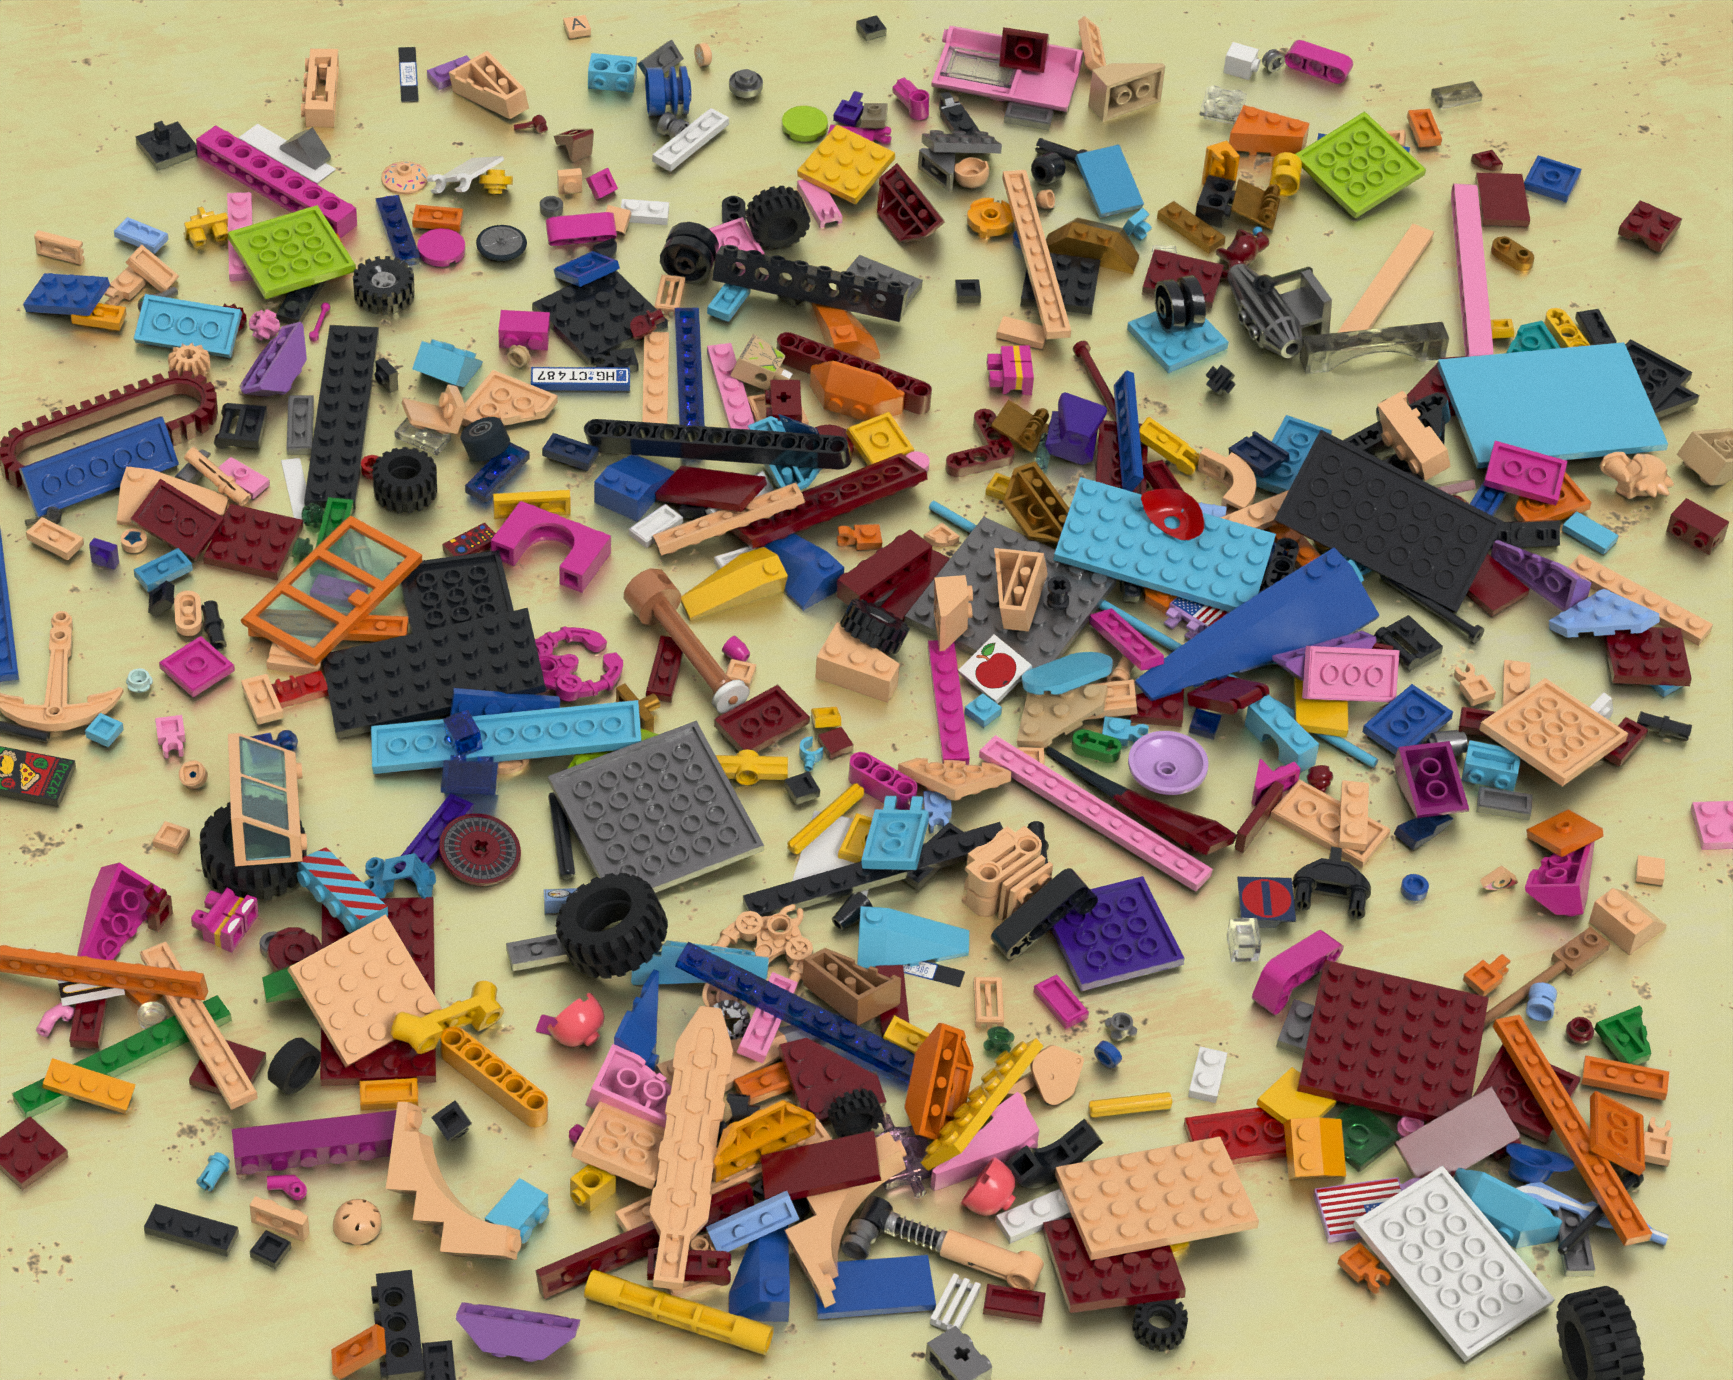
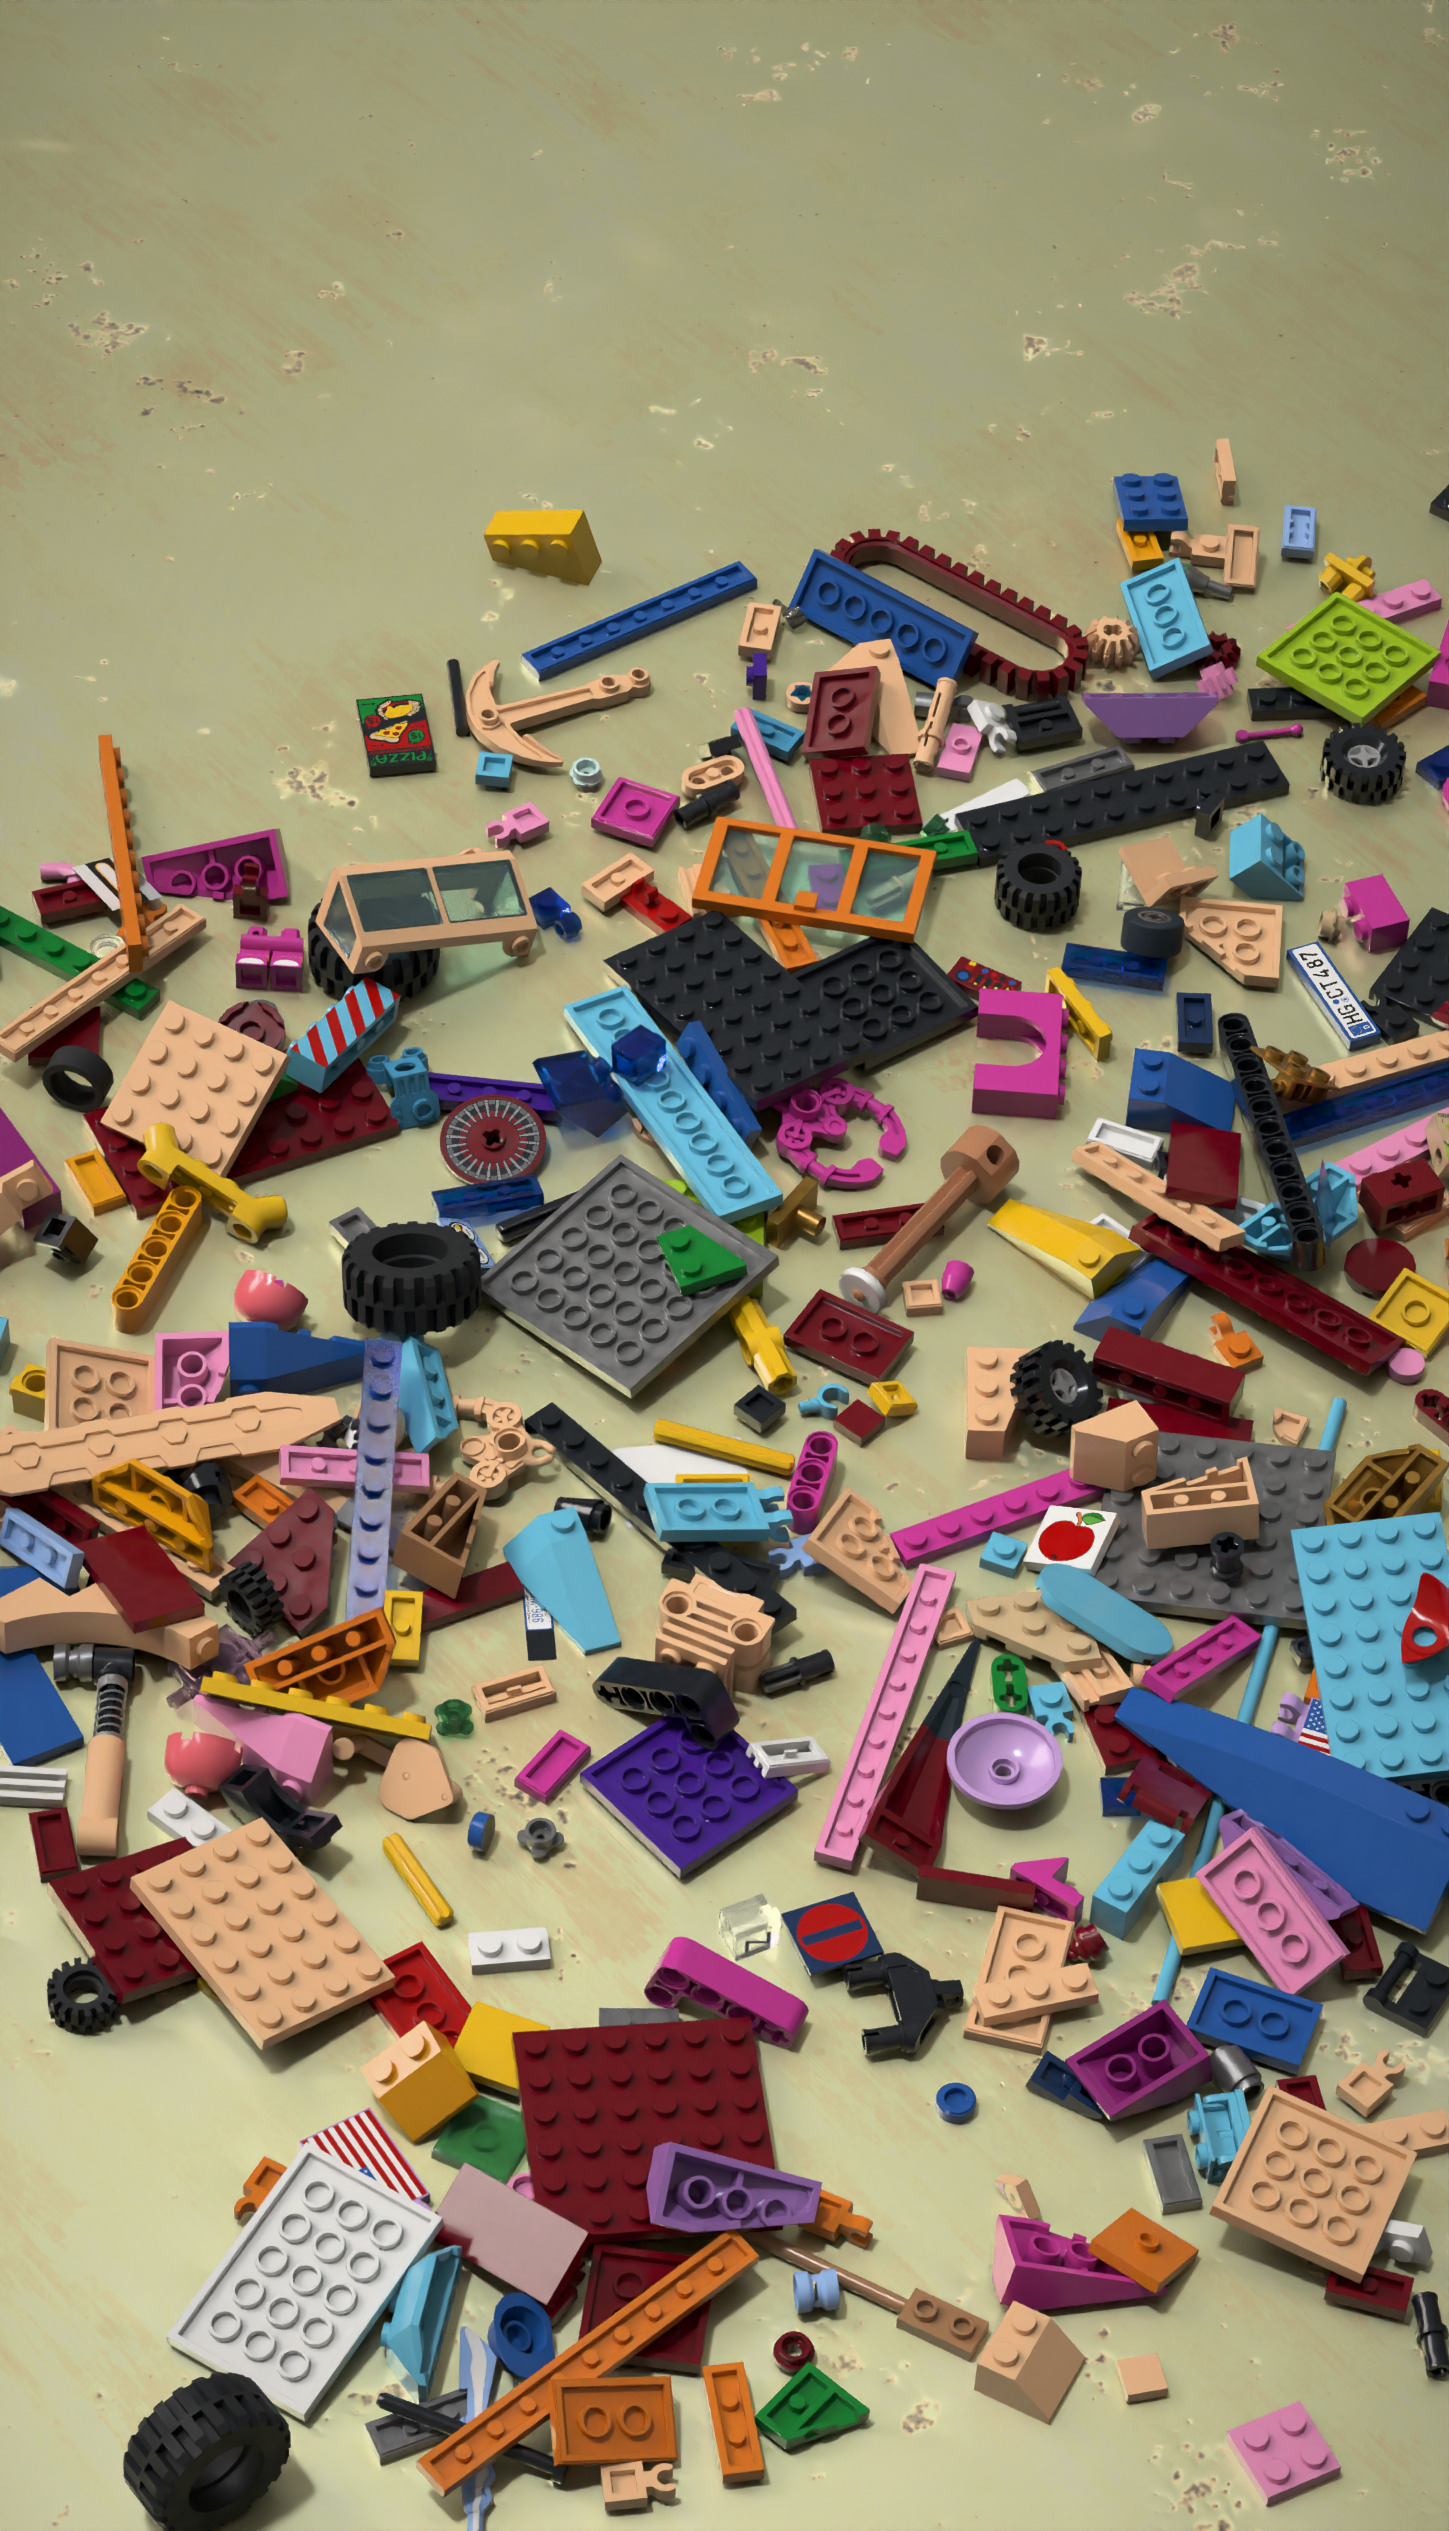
camera: 70 degrees right, 0 degrees up
(206, 581) = (764, 768): none -> bright pink axle
(226, 449) = (991, 721): none -> white plate
(533, 869) = (488, 1198): none -> clear blue plate
(669, 409) = (1295, 1077): none -> pearl gold hinge
(676, 765) = (698, 1260): none -> green wing
(1115, 880) = (788, 1757): none -> white tile
(1474, 1014) = (718, 2193): none -> medium lavender wedge

